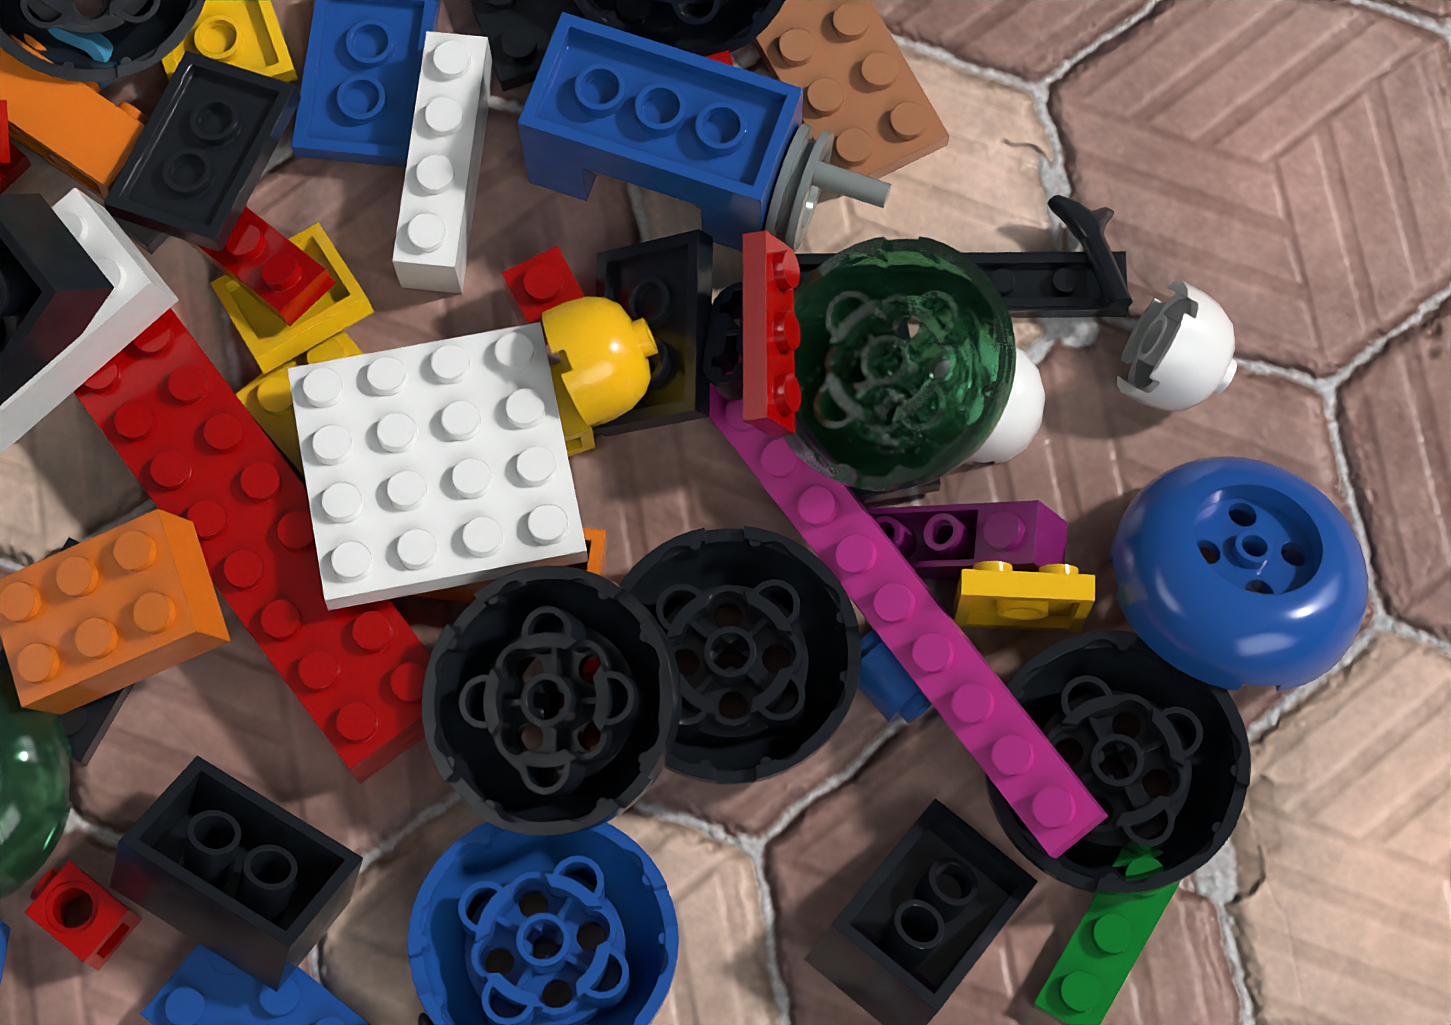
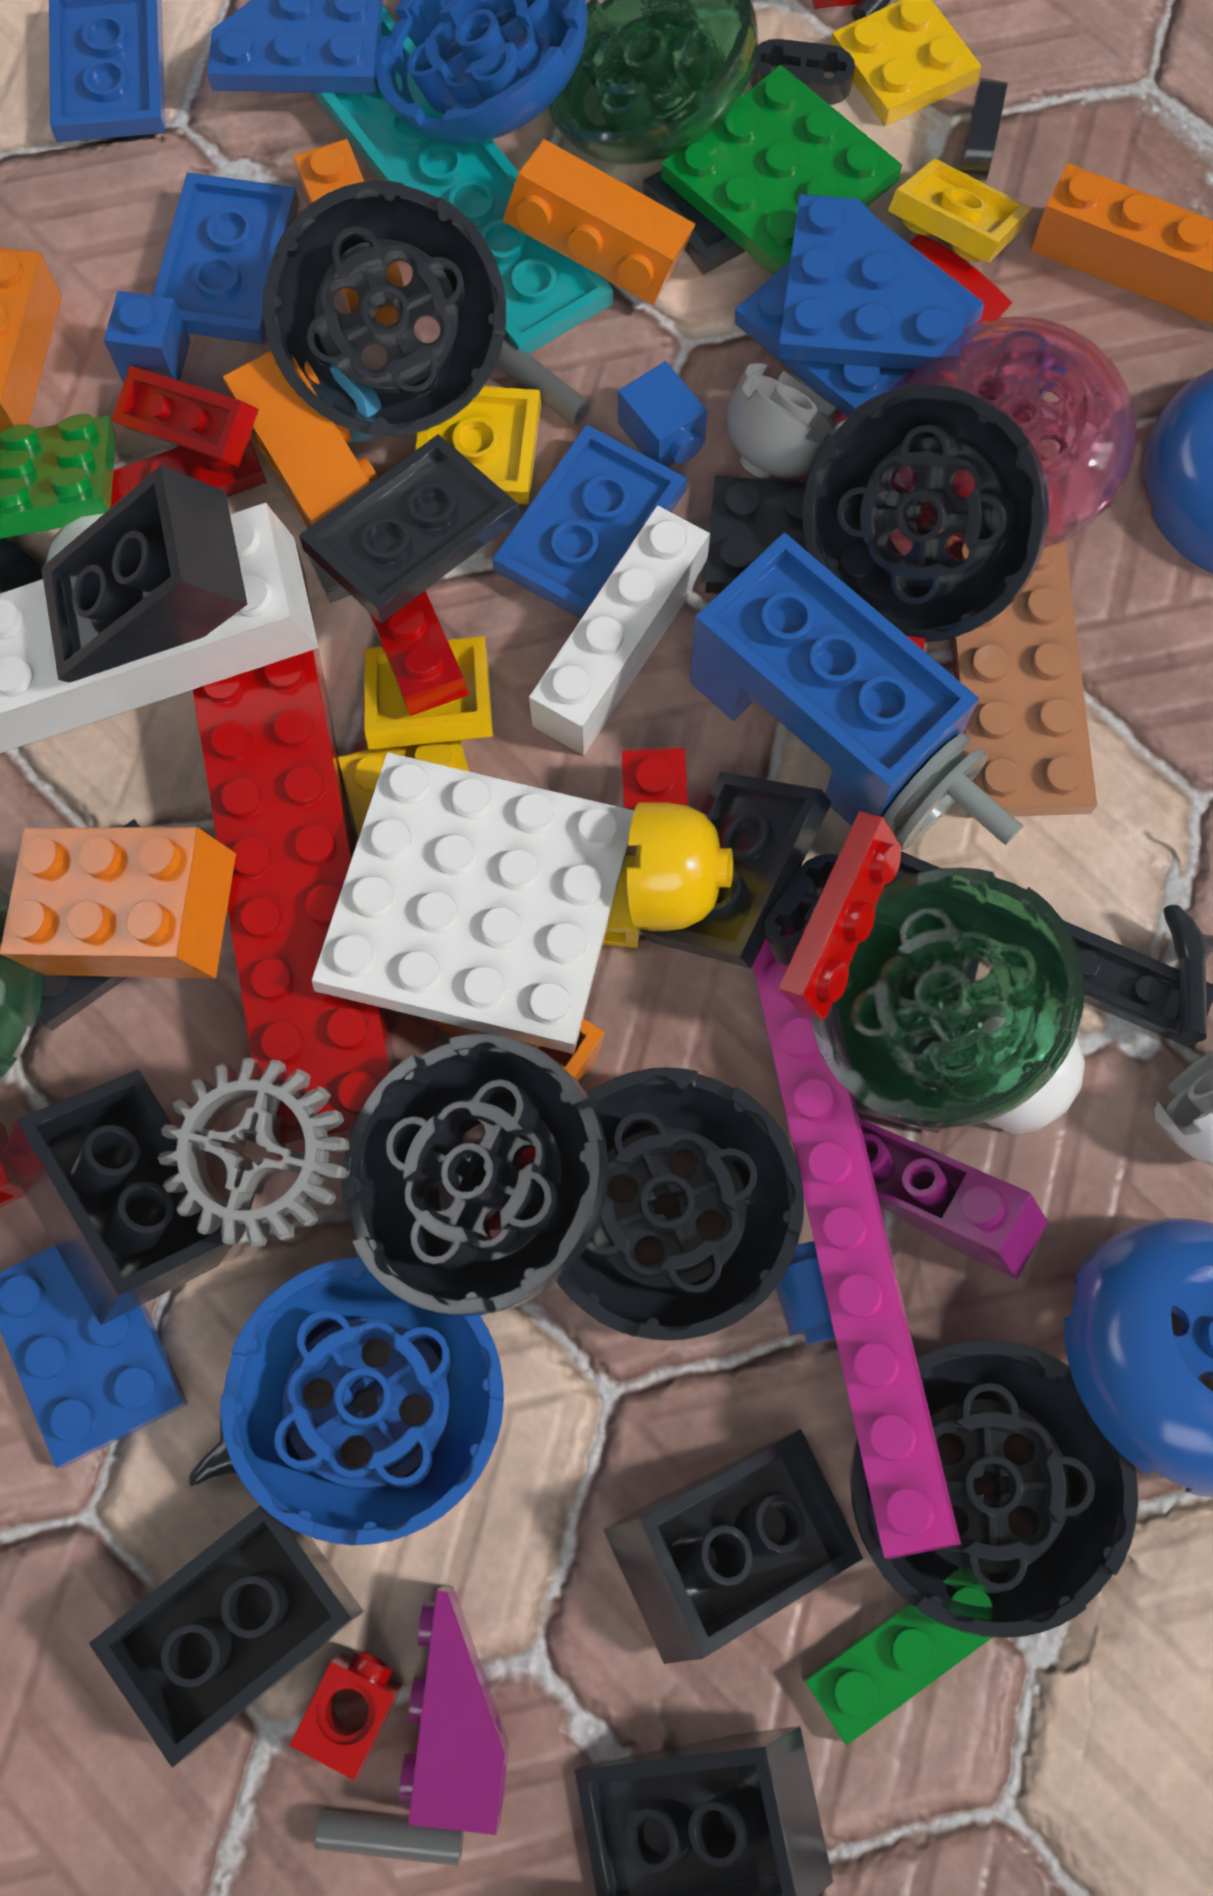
camera: 25 degrees right, 0 degrees up
(352, 805) = (197, 1137): none -> light grey gear
(1009, 599) = (949, 1266): yellow plate -> none

